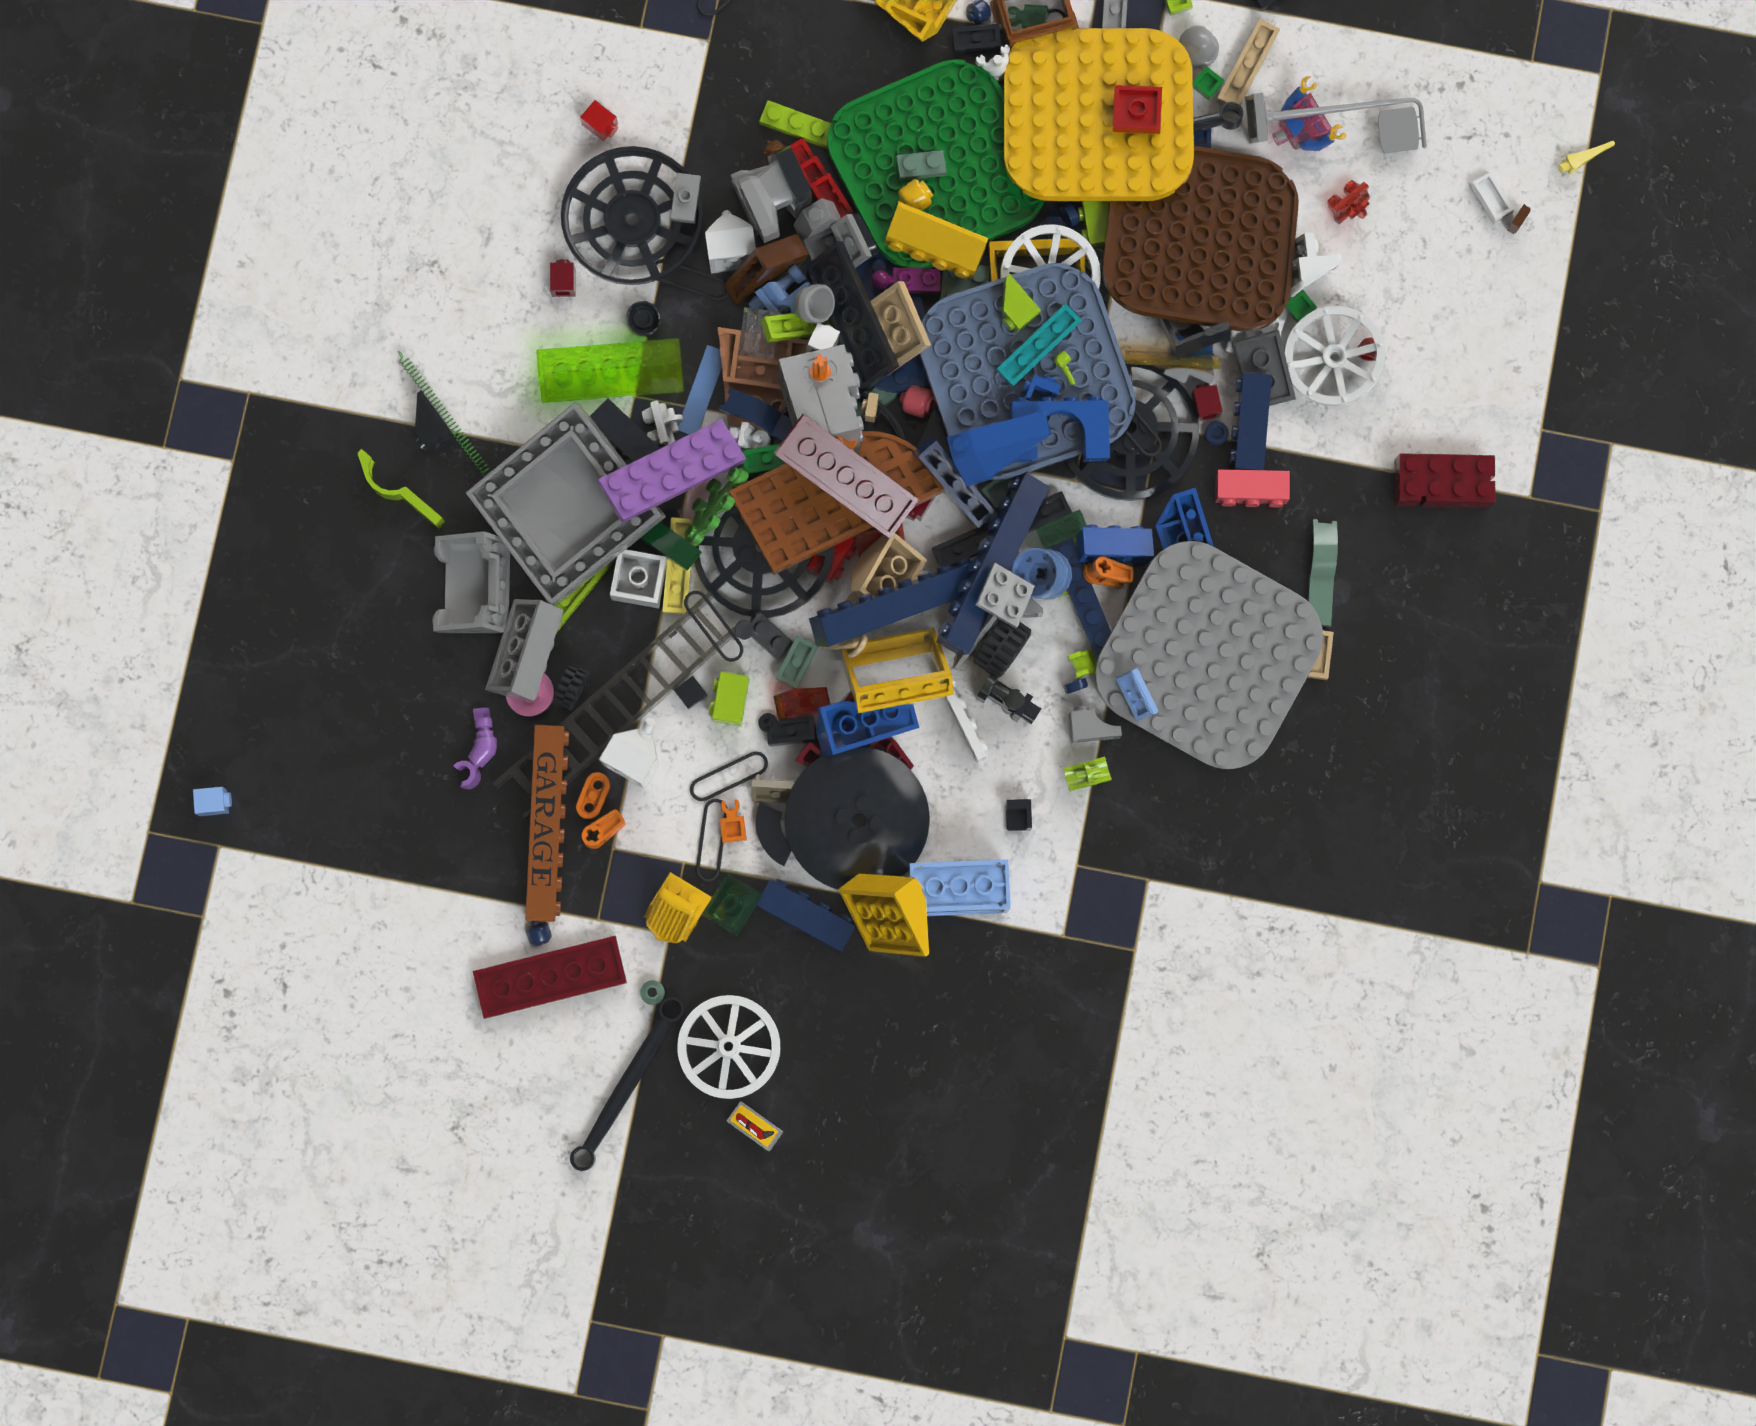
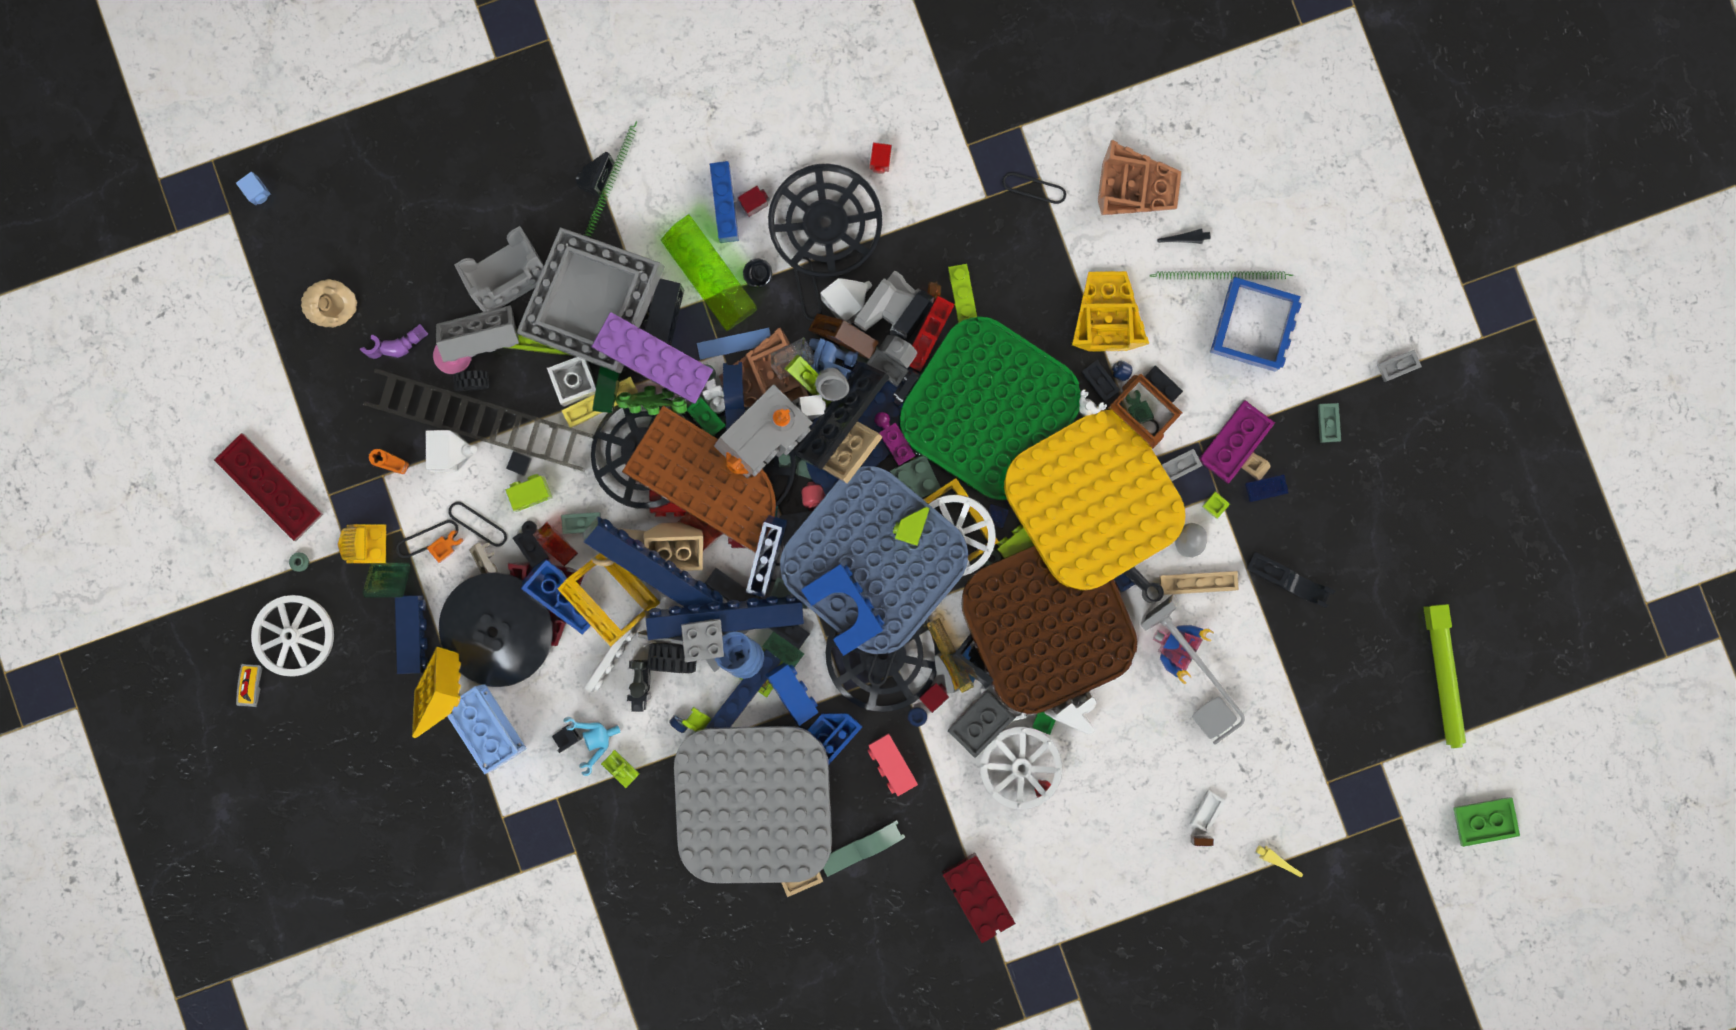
camera: 65 degrees right, 5 degrees up
(390, 791) = (328, 303): none -> tan piece
(403, 493) = (538, 191): lime piece -> none
(538, 933) = (296, 461): dark blue piece -> none
(545, 309) = (724, 202): none -> blue brick
(545, 823) = (365, 420): dark orange brick -> none
(592, 796) = (408, 439): orange plate -> none
(627, 1084) = (226, 582): black piece -> none
(665, 422) = (693, 332): white hips -> none
(685, 198) = (858, 250): light grey plate -> none
(704, 630) = (576, 456): black piece -> none
(765, 634) = (586, 489): black hinge -> none
(771, 835) = (453, 576): black tile -> none
(846, 476) = (715, 480): plate -> none
(849, 232) = (898, 377): light grey plate -> none
(869, 407) = (784, 466): tan plate -> none
(915, 195) = (953, 407): yellow head -> none
(921, 165) = (980, 398): sand green plate -> none
(935, 241) = (927, 441): yellow slope -> none
(990, 448) = (797, 569): blue wedge -> none
(1037, 785) = (594, 738): none -> medium azure piece
(1039, 345) = (894, 558): teal plate -> none
(1045, 385) = (869, 580): blue bracket -> none
(1061, 361) = (894, 581): lime hand -> none
(1069, 215) = (1011, 522): dark blue tile -> none
(1088, 727) = (654, 751): light grey arch -> none
(1108, 573) = (769, 700): orange piece -> none
(1136, 694) = (691, 772): light blue plate -> none
(1137, 109) = (1111, 525): red plate -> none
(1207, 83) = (1167, 562): green plate -> none
(1252, 421) = (937, 737): dark blue brick -> none
(1352, 205) = (1139, 716): clear red hips -> none

